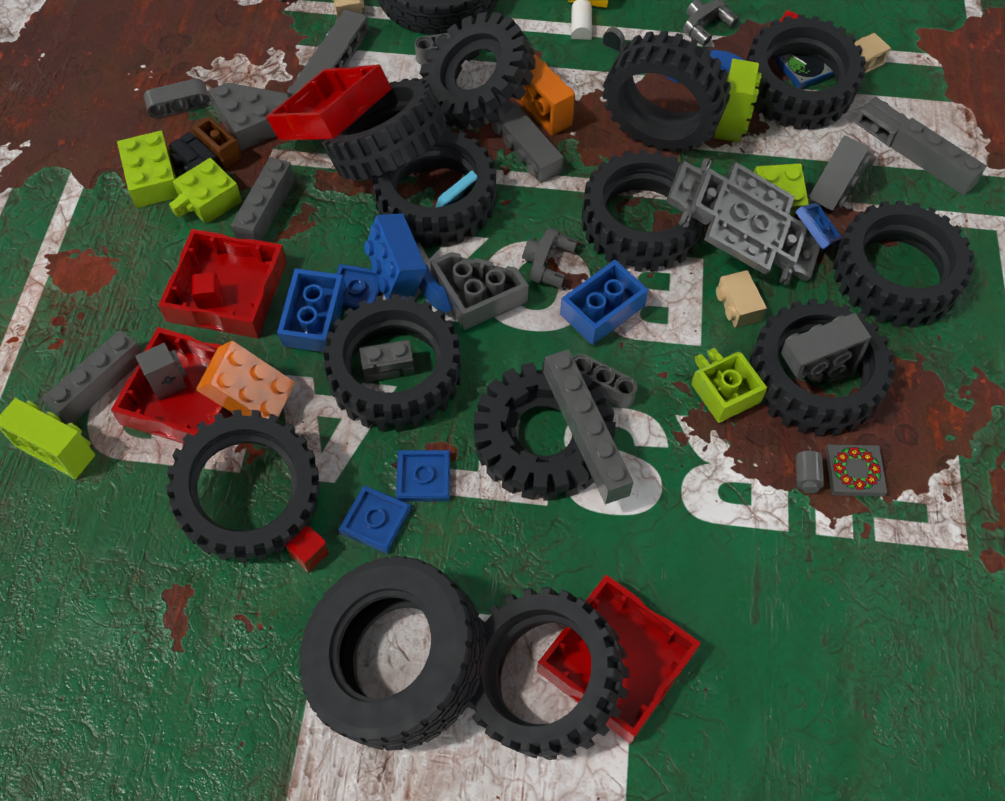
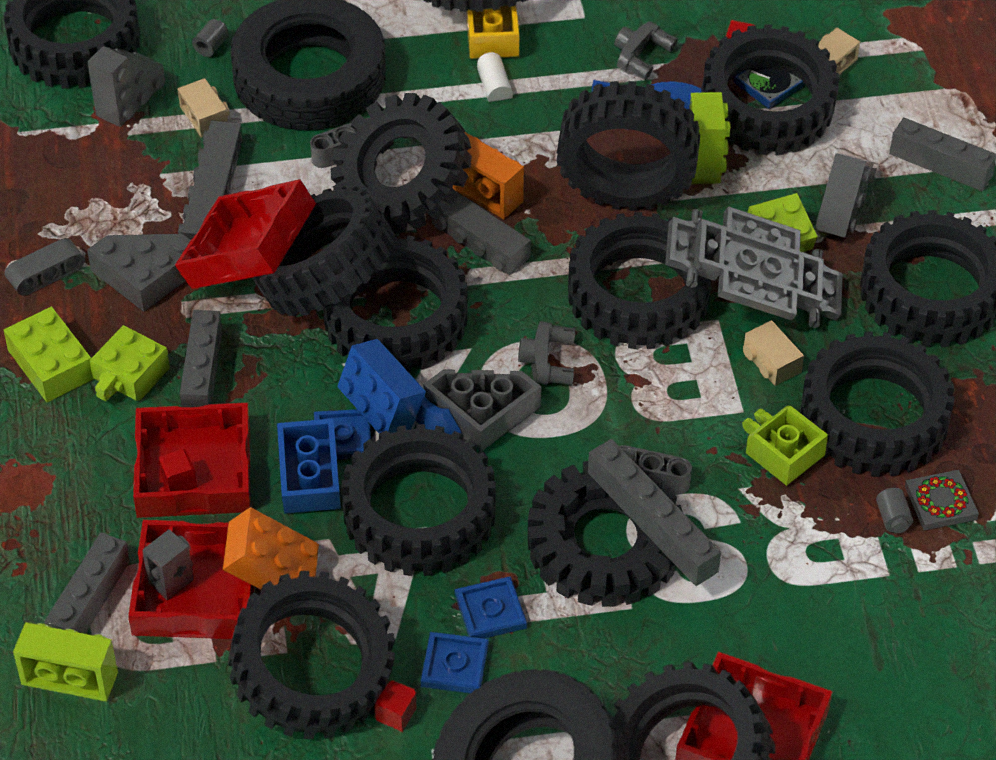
camera: 15 degrees left, 10 degrees down
(190, 152) = (93, 326): black brick -> none
(218, 141) = (119, 306): reddish brown brick -> none
(387, 361) = (410, 500): dark grey brick -> none
(458, 190) = (427, 302): medium azure tile -> none
(603, 302) = (626, 387): blue brick -> none
(613, 38) = (540, 92): black tile -> none
(819, 225) = (835, 256): blue tile -> none
(827, 350) = (880, 382): dark grey brick -> none
(880, 120) = (870, 126): dark grey brick -> none

